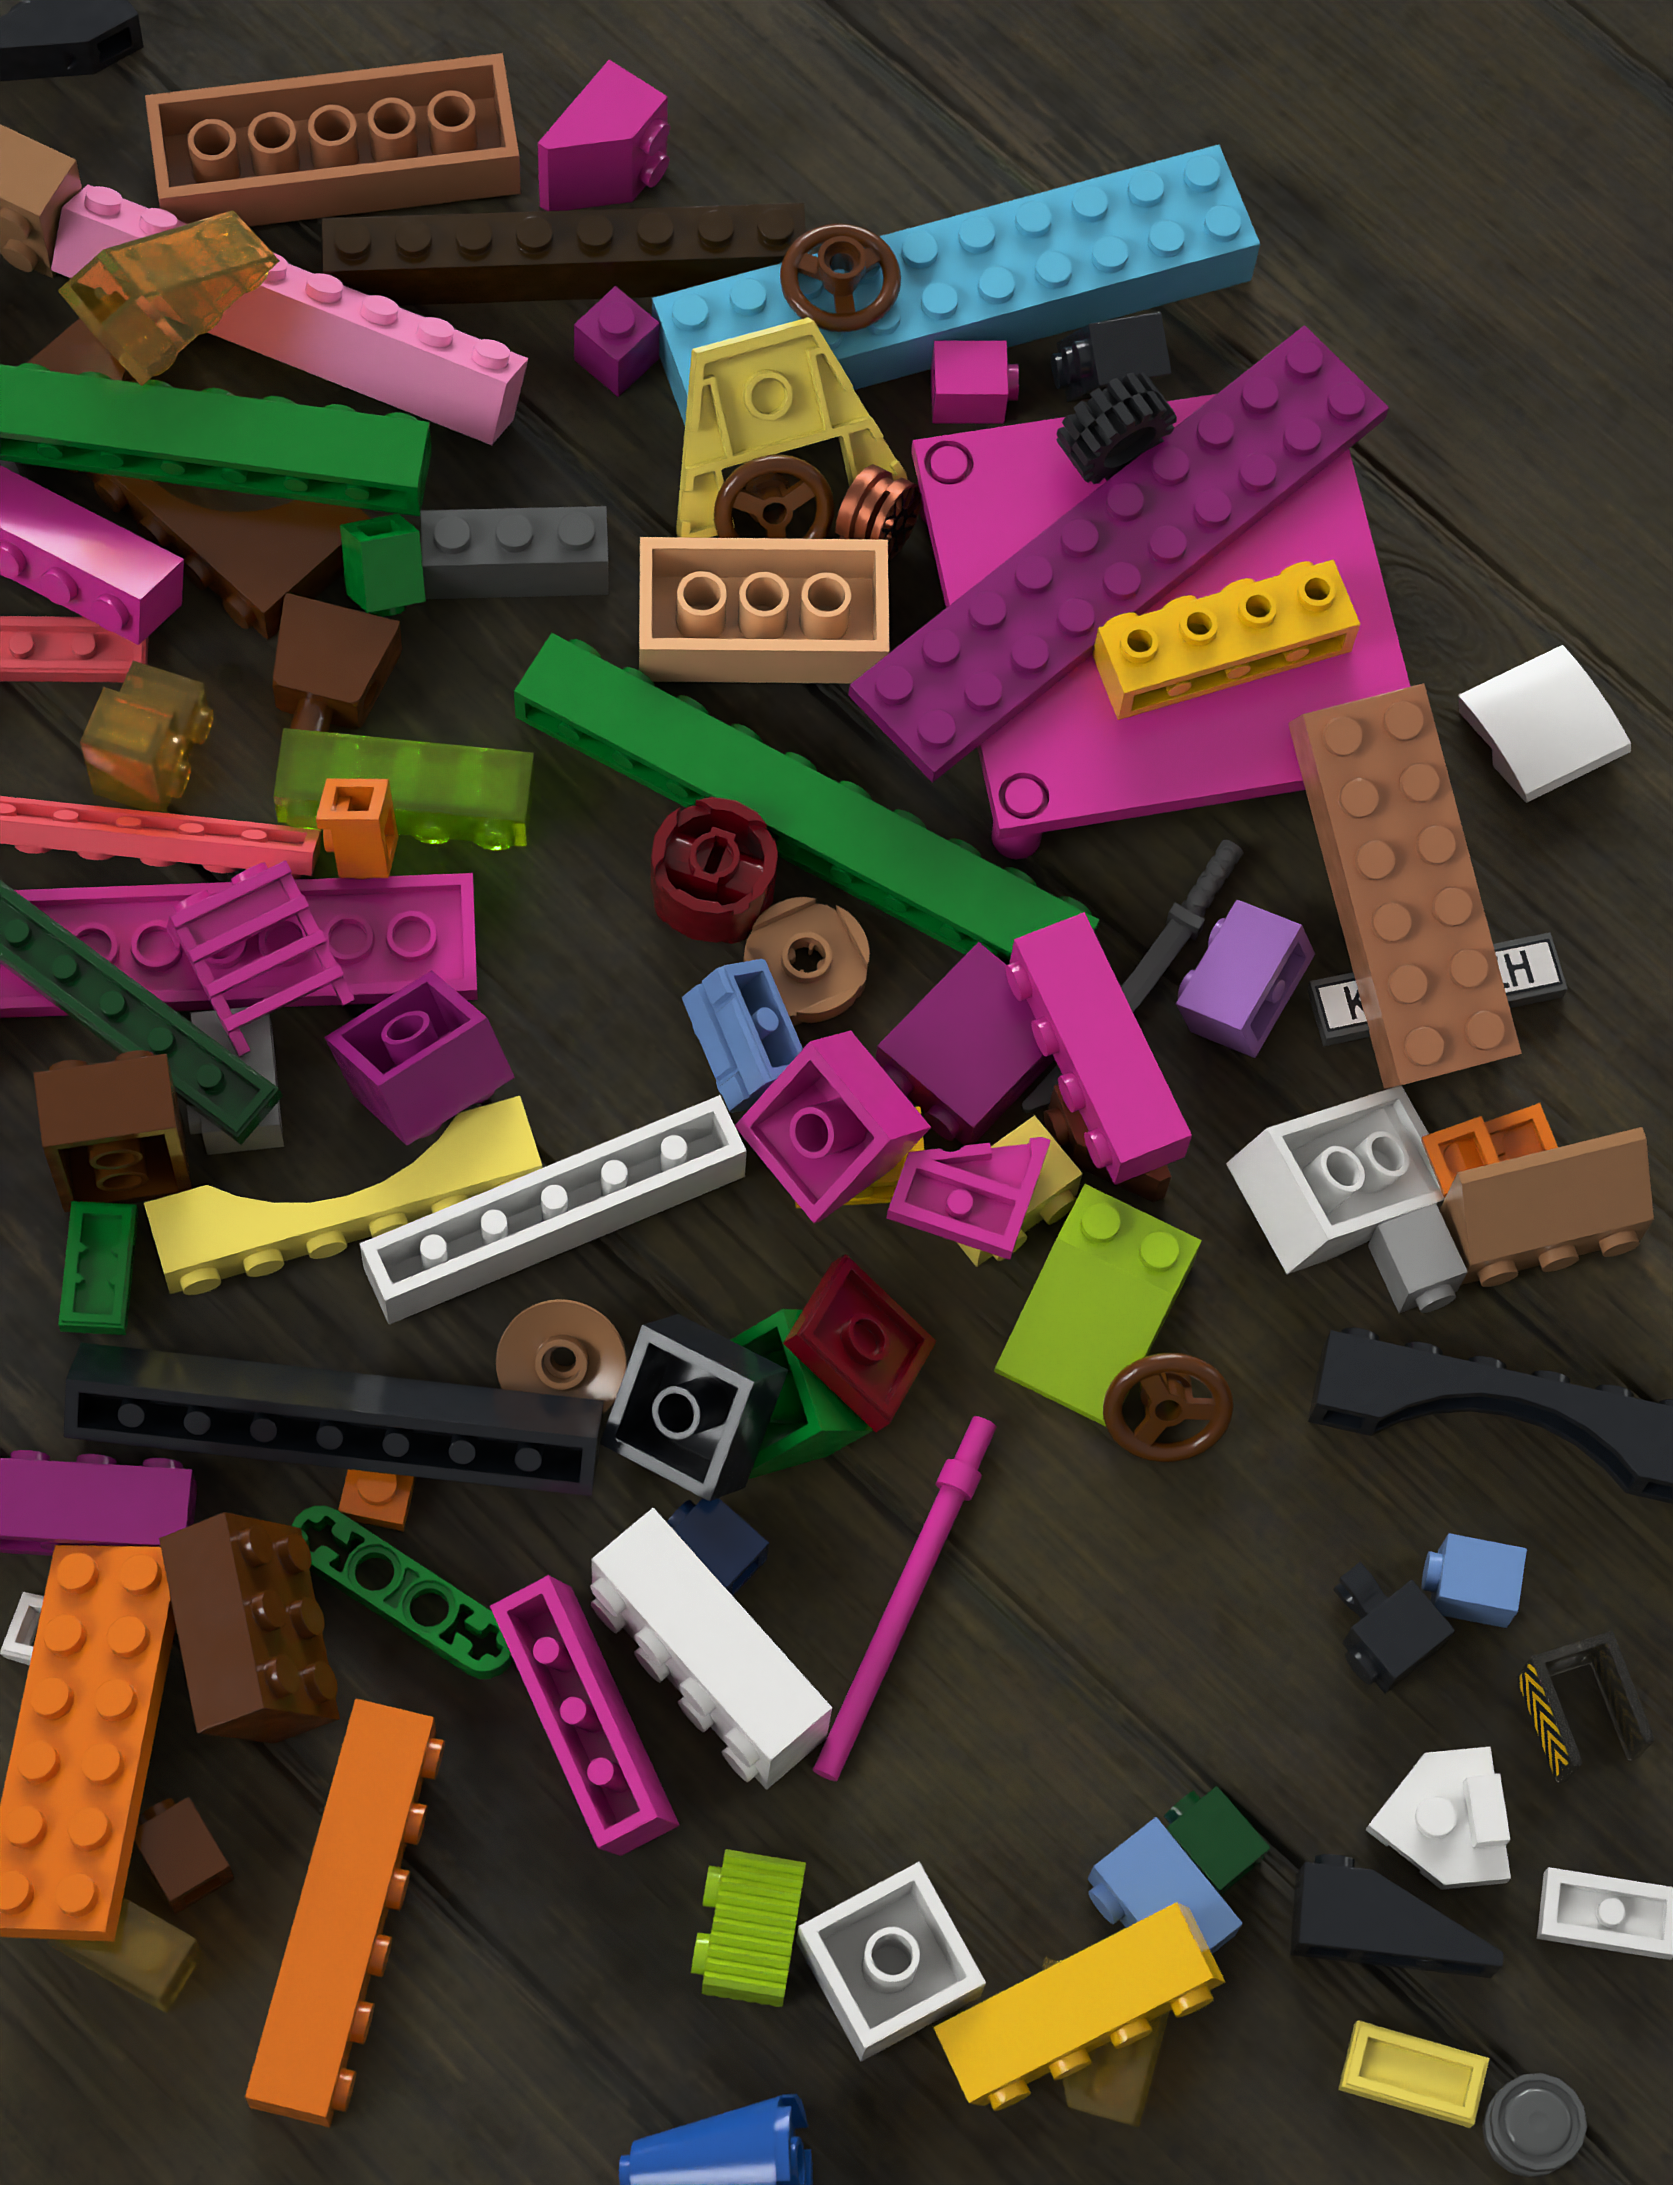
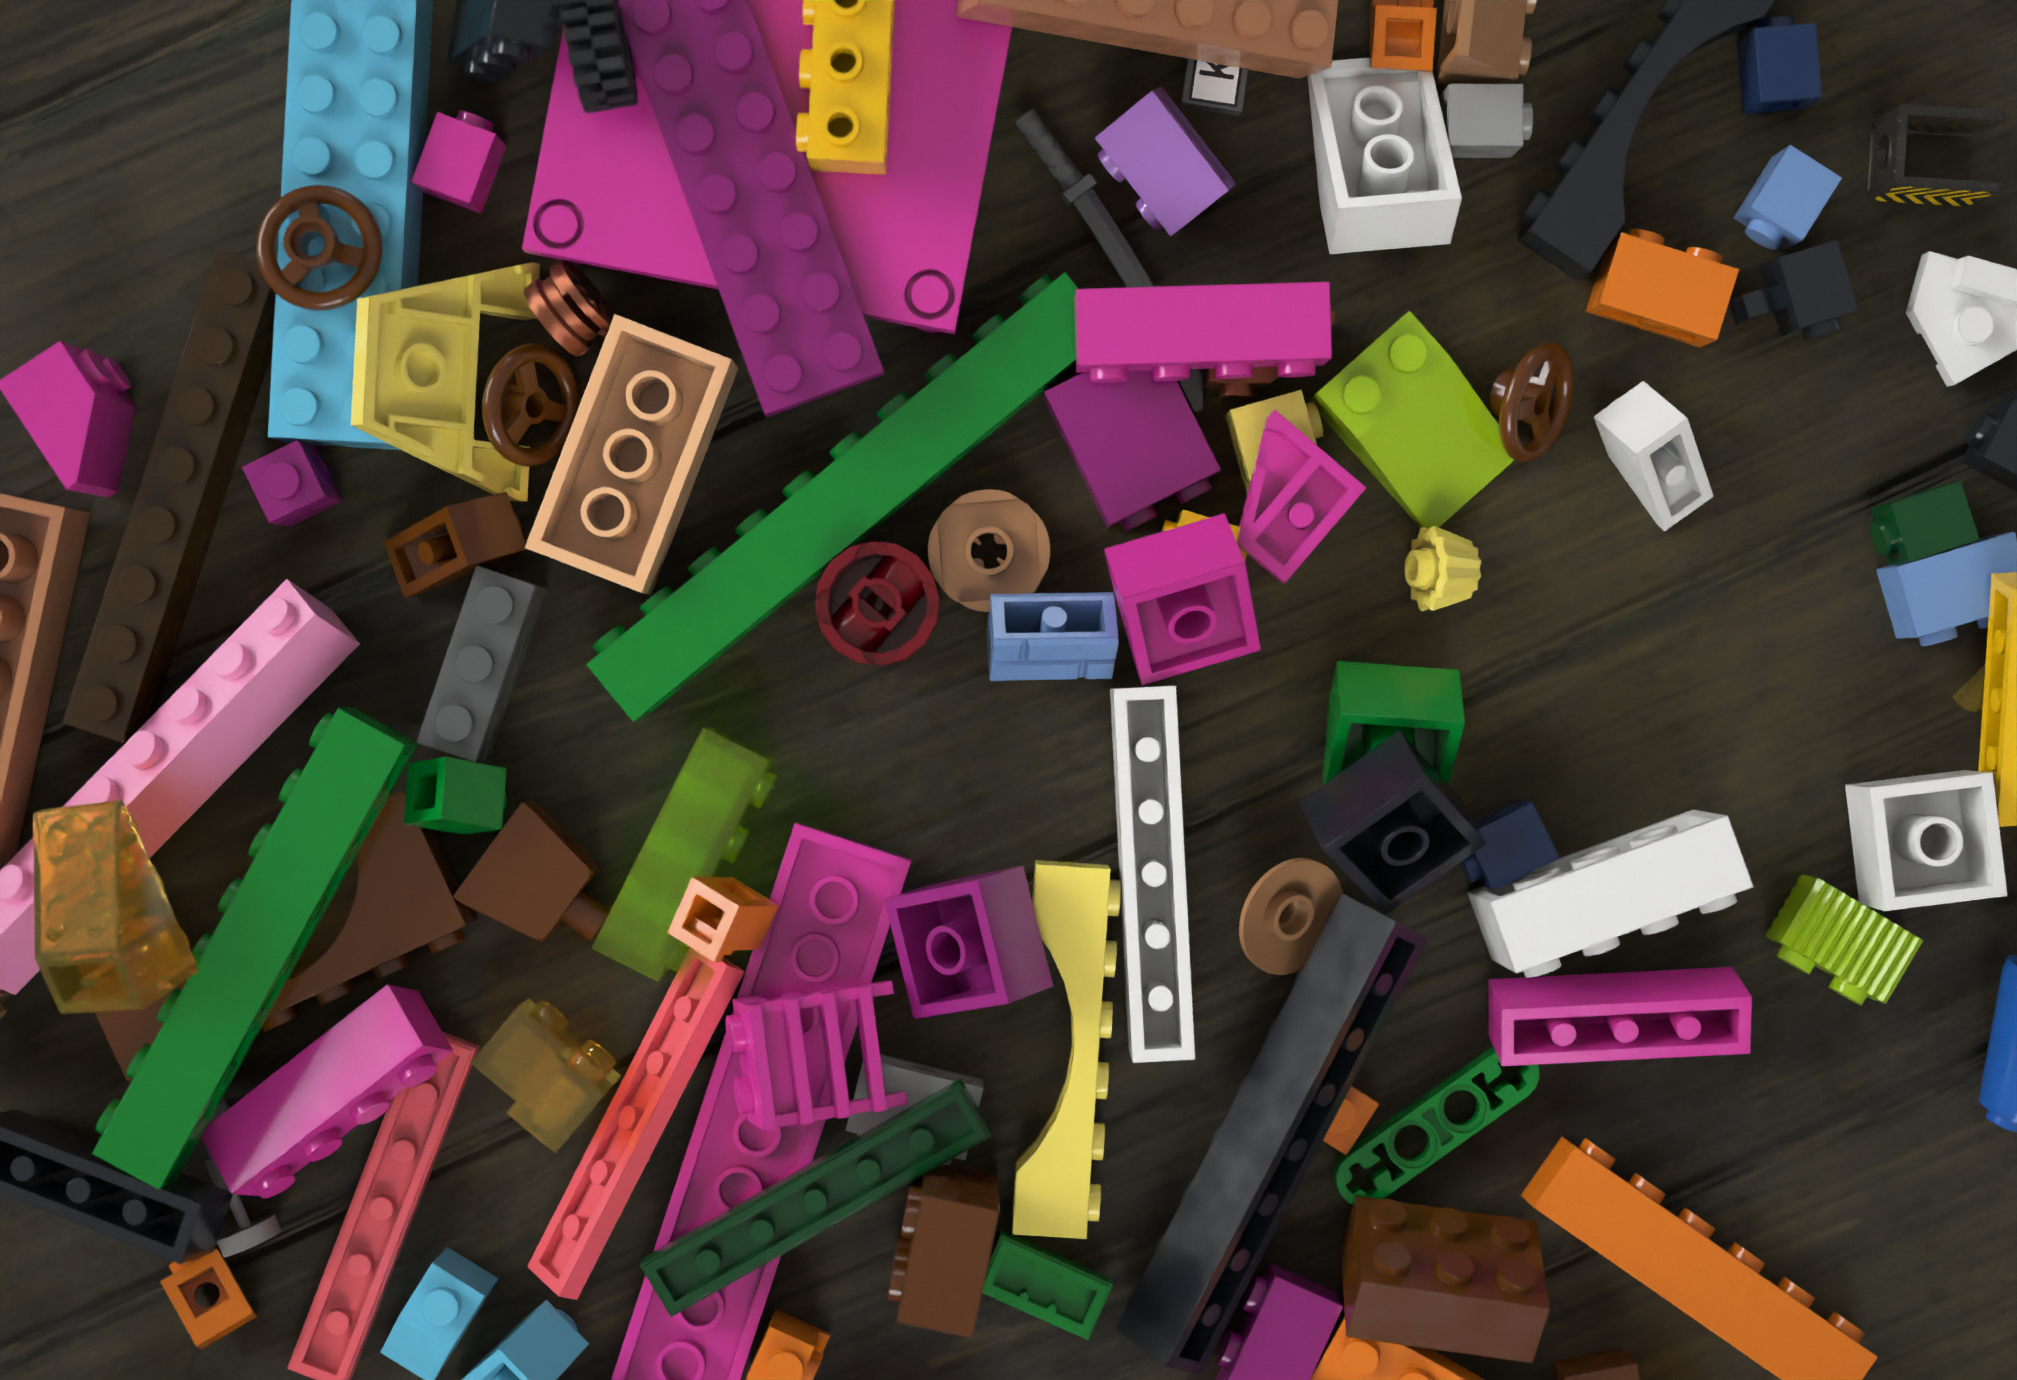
camera: 60 degrees left, 20 degrees up
(627, 485) = (454, 543): none -> reddish brown slope
(860, 1342) = (1382, 651): dark red tile -> none
(956, 1483) = (1523, 612): dark pink bar -> none
(965, 1380) = (1441, 568): none -> light yellow piece
(1165, 1549) = (1655, 454): none -> white slope
(1334, 1492) = (1663, 288): none -> orange brick
(1601, 1523) = (1779, 66): none -> dark blue brick

